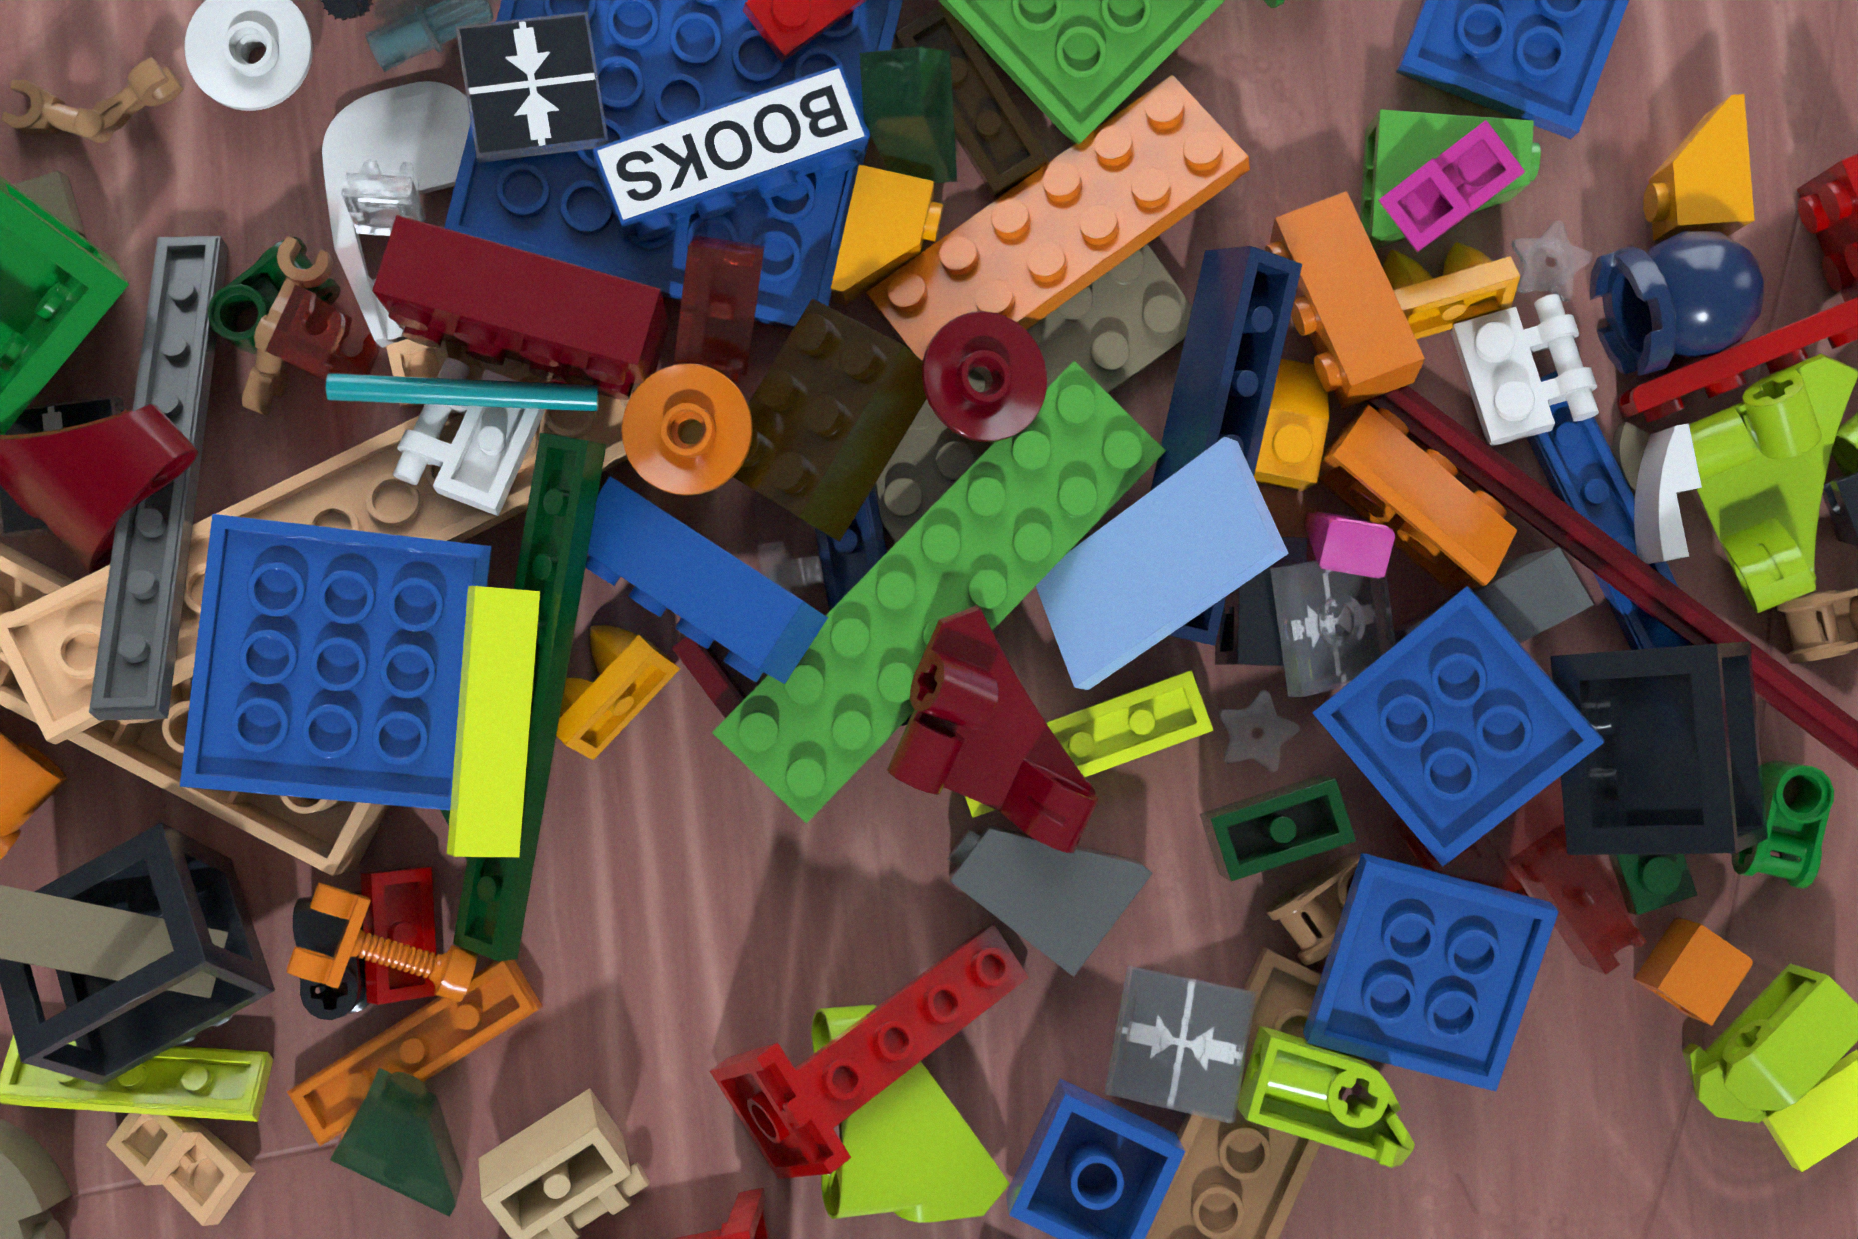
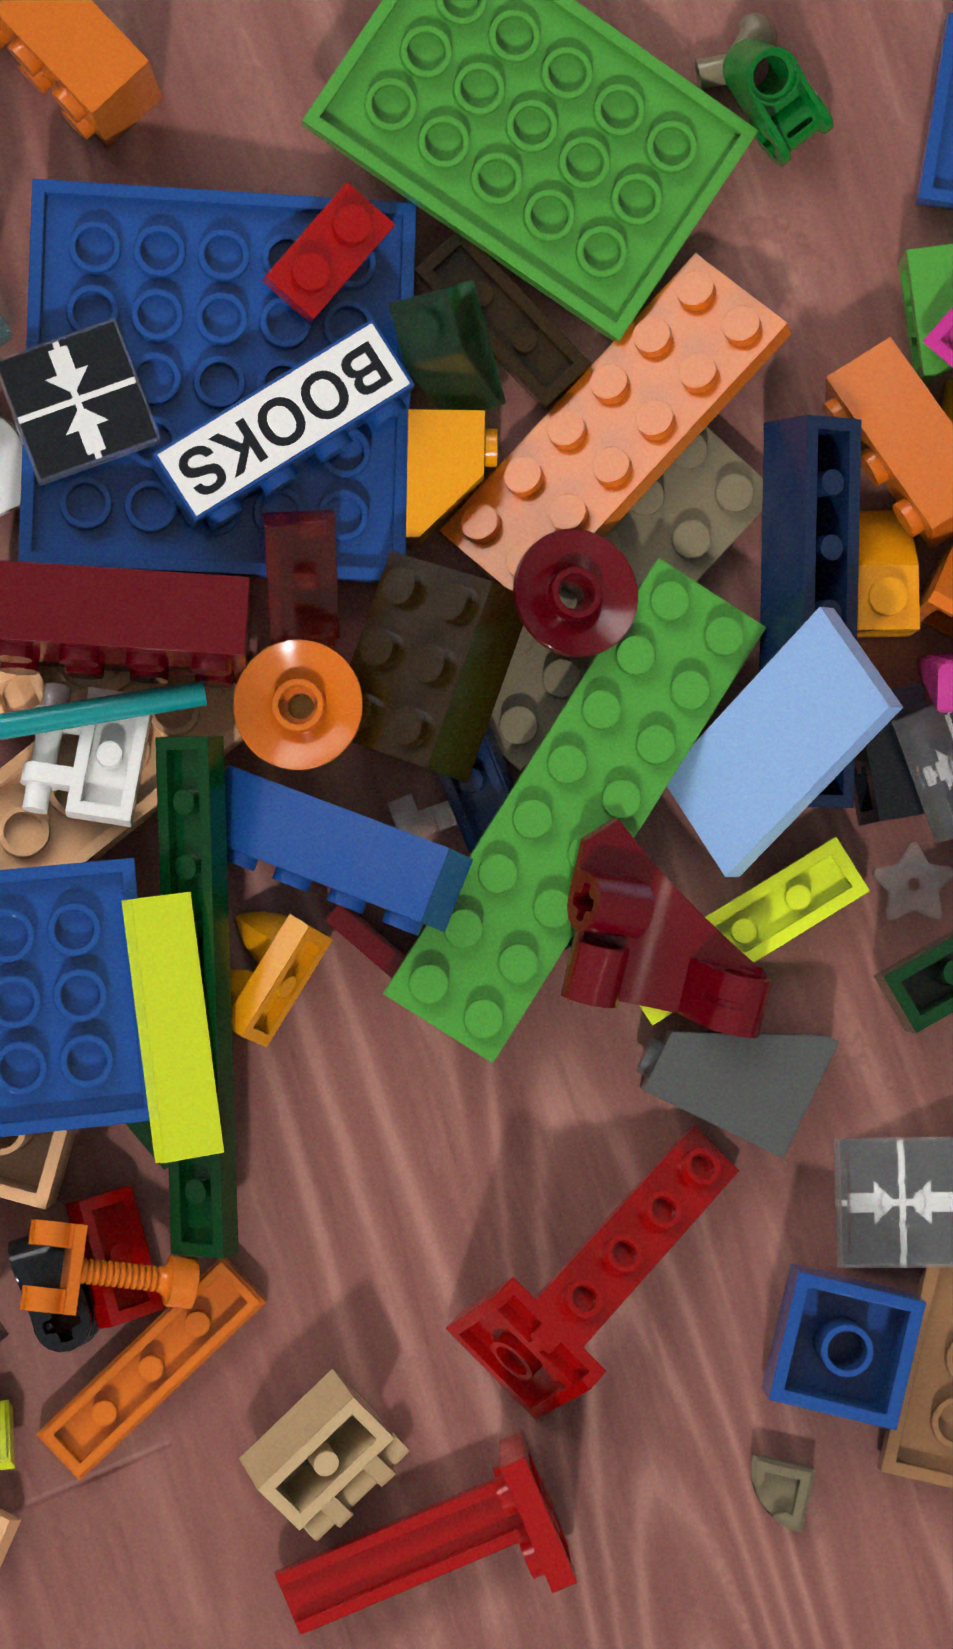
camera: 10 degrees left, 0 degrees up
(402, 1142) = (161, 1455): clear green slope -> none
(906, 1148) = (658, 1358): lime panel -> none

